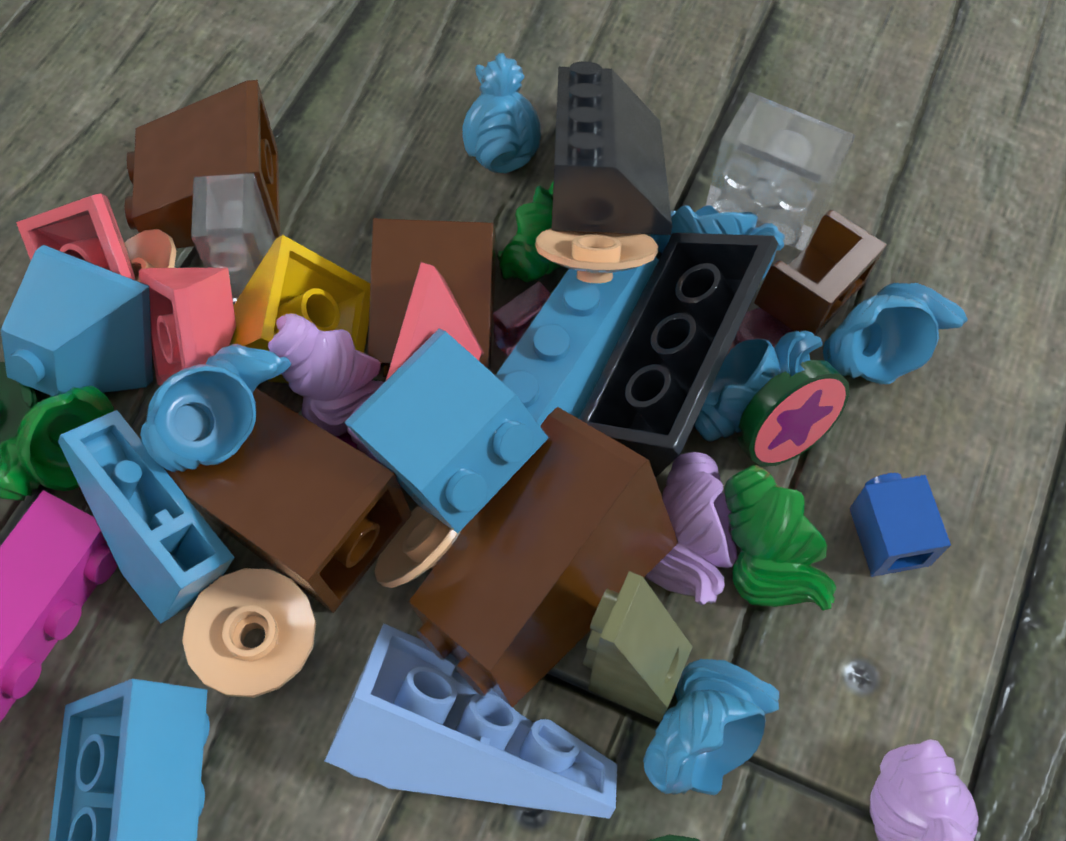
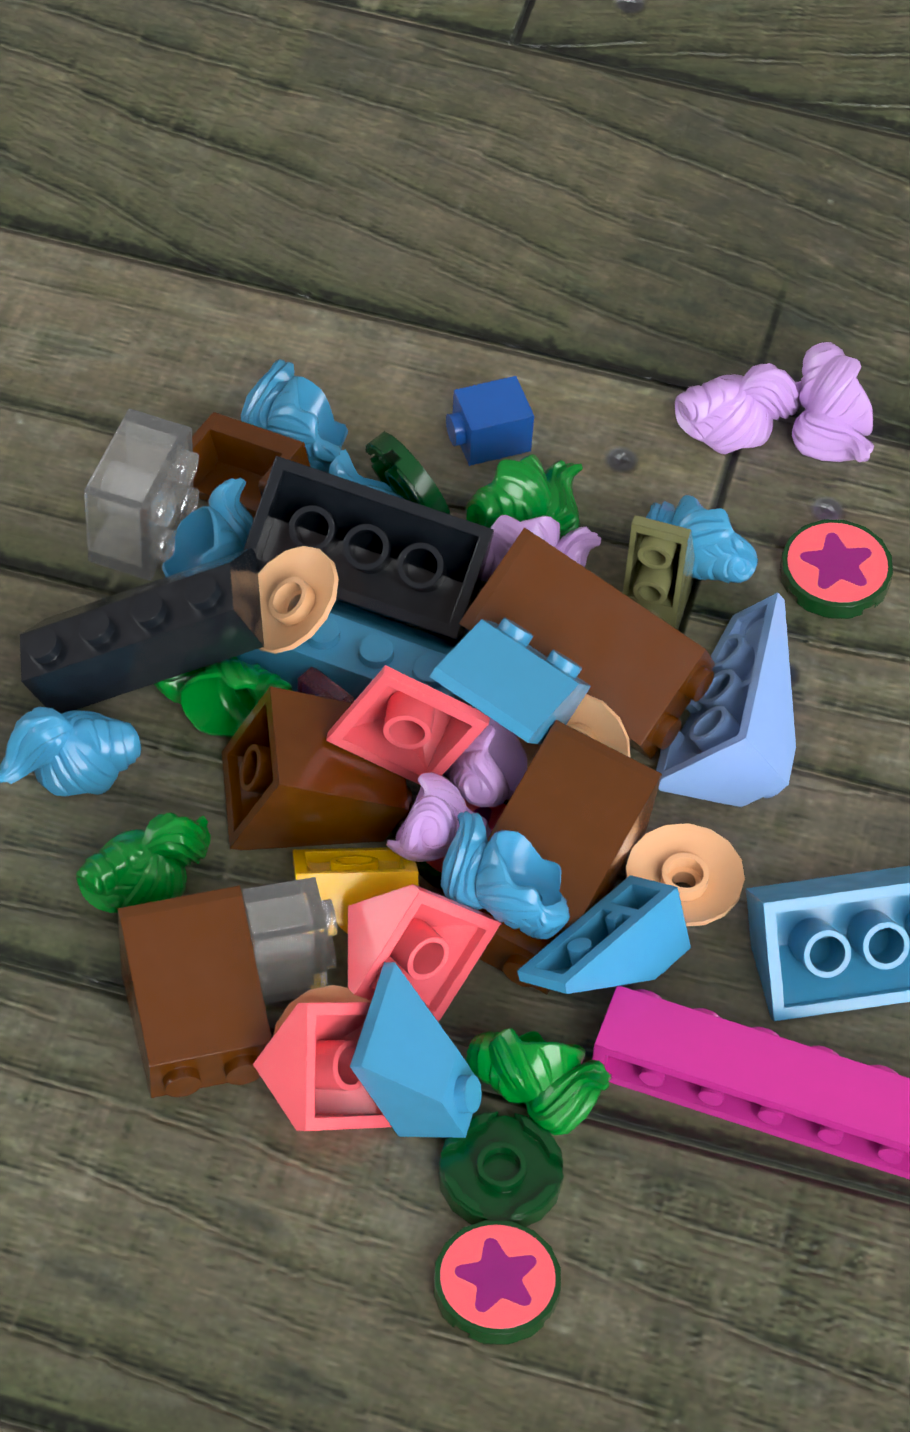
camera: 100 degrees left, 10 degrees down
(367, 162) = (144, 863): none -> green hair

